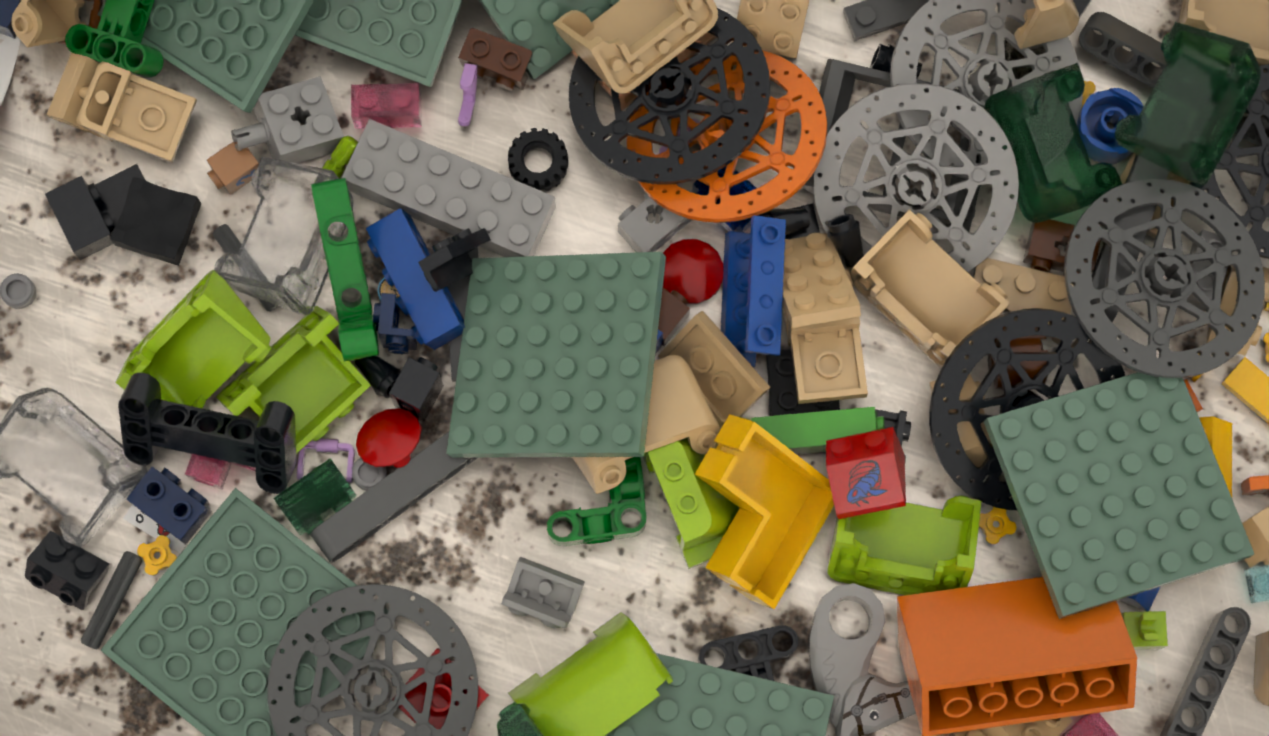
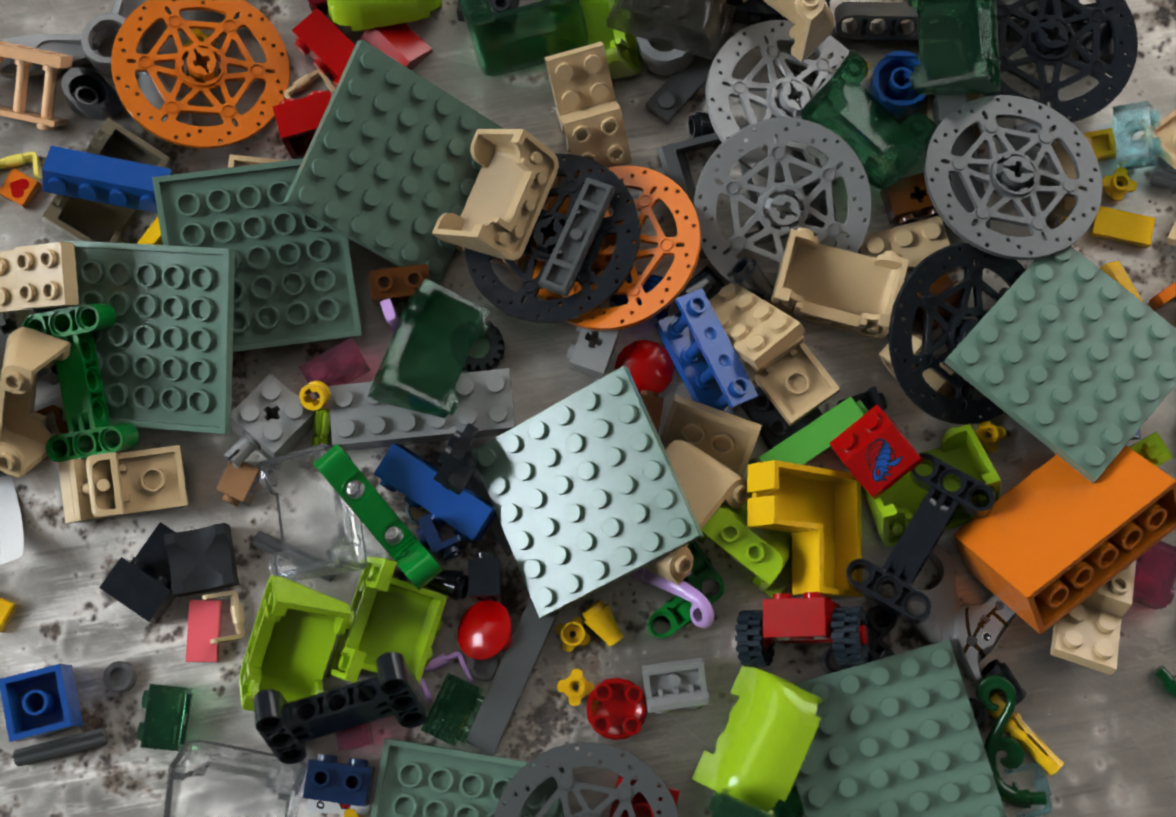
camera: 25 degrees left, 0 degrees up
(39, 352) = (165, 717): none -> clear green brick
(120, 291) = (203, 625): none -> coral tile
(161, 292) = (236, 612): none -> tan piece
(346, 129) = (314, 404): none -> yellow bush
(454, 547) = (566, 687): none -> yellow plate
(470, 481) = (569, 642): none -> yellow plate
(473, 584) = (616, 708): none -> red dish
(485, 137) = (429, 351): none -> clear green windscreen
(507, 495) = (602, 622): none -> yellow cone
(606, 533) = (684, 591): none -> lavender plant
(692, 102) = (577, 236): none -> dark grey plate
(698, 598) = (799, 621): none -> brick
(861, 581) = (921, 538): none -> black beam

